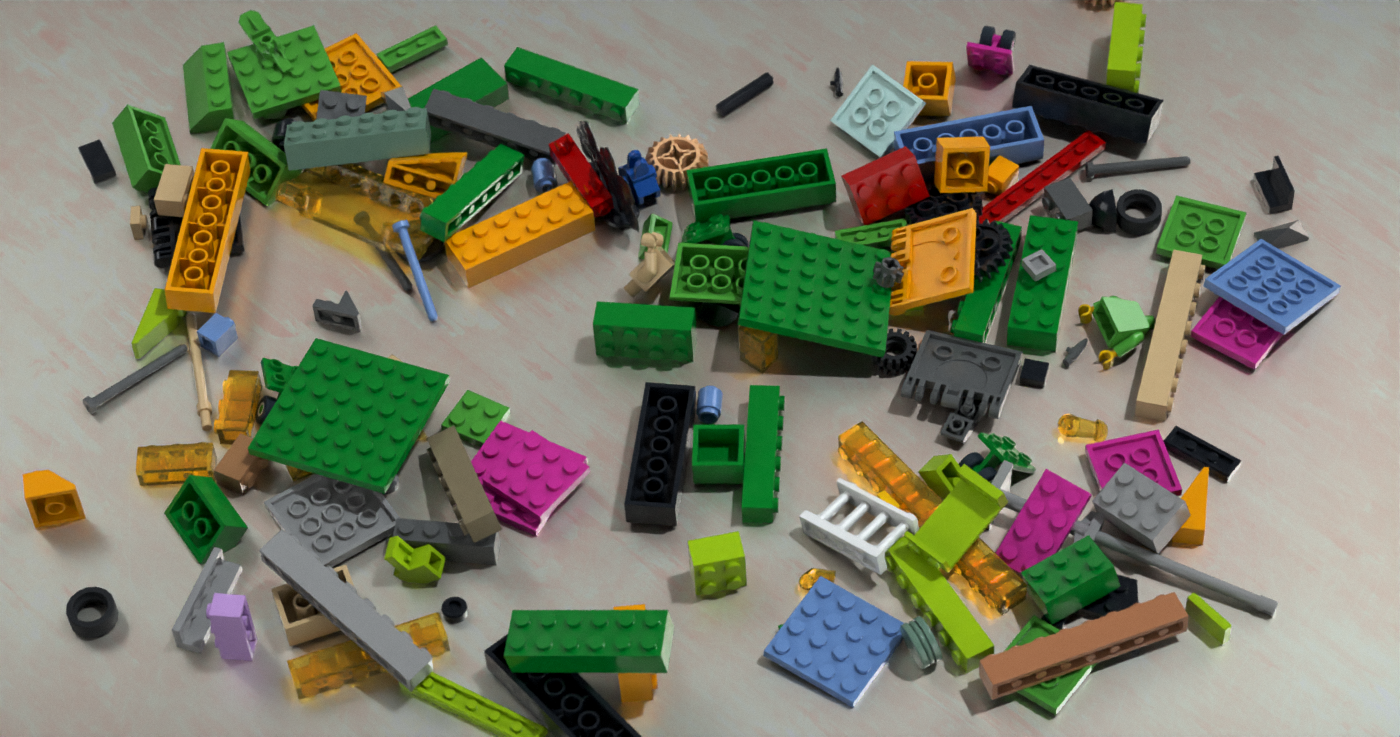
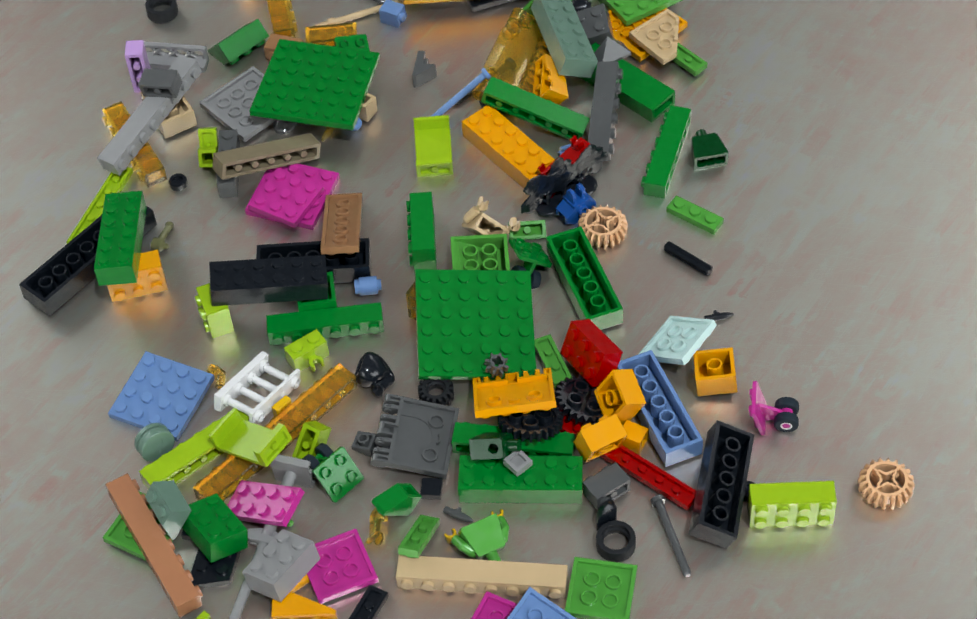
camera: 80 degrees right, 0 degrees up
(314, 573) = (160, 83): none -> dark grey brick
(381, 58) = (659, 36): none -> tan plate
(475, 417) = (342, 160): bright green plate -> none
(485, 318) = (433, 146): none -> lime panel
(581, 48) = (708, 150): none -> dark green torso
(612, 408) = (342, 224): none -> medium nougat plate
(677, 79) = (695, 215): none -> bright green plate
(709, 479) = (268, 280): none -> black brick
(806, 474) = (307, 351): none -> lime brick
(853, 406) = (374, 373): none -> black piece
(1013, 282) = (493, 445): none -> dark green torso
(1018, 188) = (600, 437): none -> light orange brick
(1045, 612) = (168, 506): none -> sand green slope
(1059, 395) = (397, 500): none -> green slope
(1111, 380) = (418, 536): none -> bright green plate

